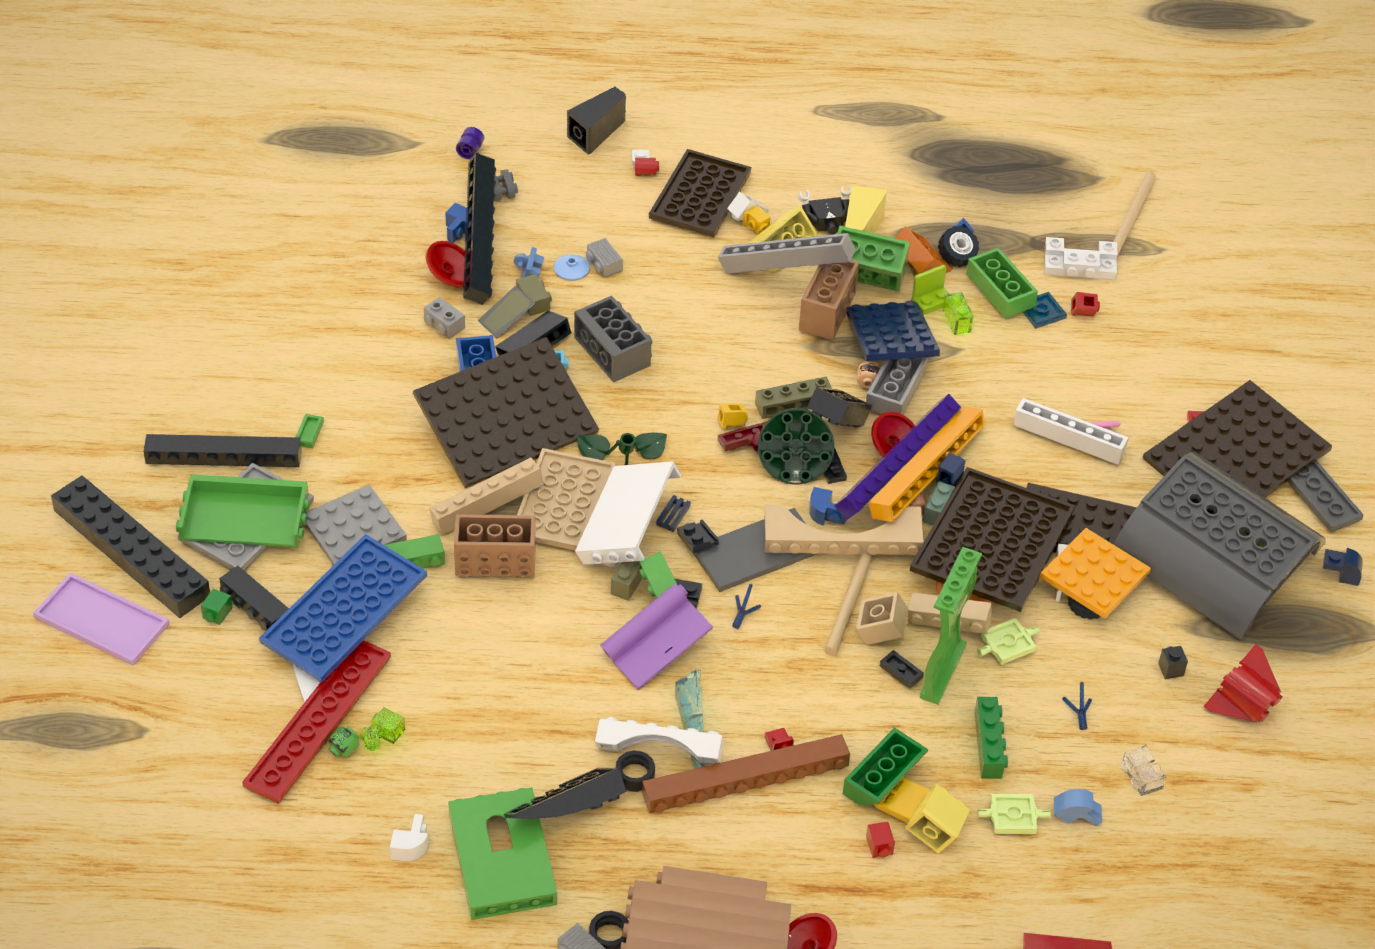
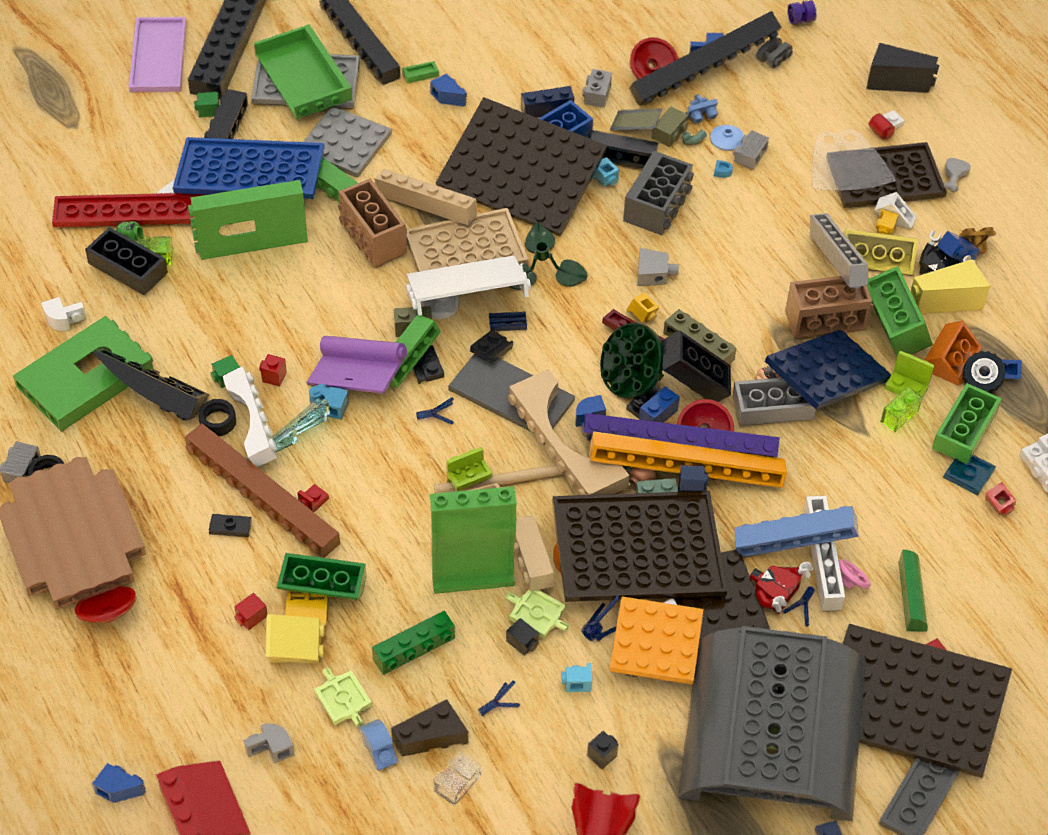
camera: 60 degrees right, 5 degrees up
(357, 421) = (447, 91): none -> blue slope
(384, 757) = (126, 260): none -> black brick
(427, 630) = (274, 208): none -> bright green panel
(434, 358) = (544, 101): none -> dark blue brick
(557, 288) = (688, 139): none -> sand green arm
(584, 739) = (222, 368): none -> green brick
(607, 287) = (723, 169): none -> dark azure tile
(611, 702) = (273, 370): none -> red brick
(674, 672) = (336, 397): none -> dark azure brick
(676, 209) = (847, 169): none -> clear piece
(689, 386) = (654, 268): none -> light grey torso
(729, 149) = (955, 169): none -> light grey piece
(767, 816) = (230, 525): none -> black plate
(817, 175) = (979, 238): none -> pearl gold plate
(824, 190) = (957, 246): none -> blue brick
(835, 614) = (467, 469): none -> lime bracket
(851, 458) = (660, 406): none -> blue brick
(1028, 662) = (522, 636): none -> black brick
(1032, 880) = (272, 738): none -> light grey brick
(1049, 432) = (796, 531): none -> medium blue brick
(1049, 611) = (593, 627): none -> clear blue plant
(1082, 475) = (779, 584): none -> red torso
(1086, 761) = (430, 729): none -> dark brown wedge
(1093, 645) = (577, 678): none -> medium azure brick
(1105, 469) = (804, 601): none -> clear blue plant
(1137, 402) = (912, 592): none -> green brick

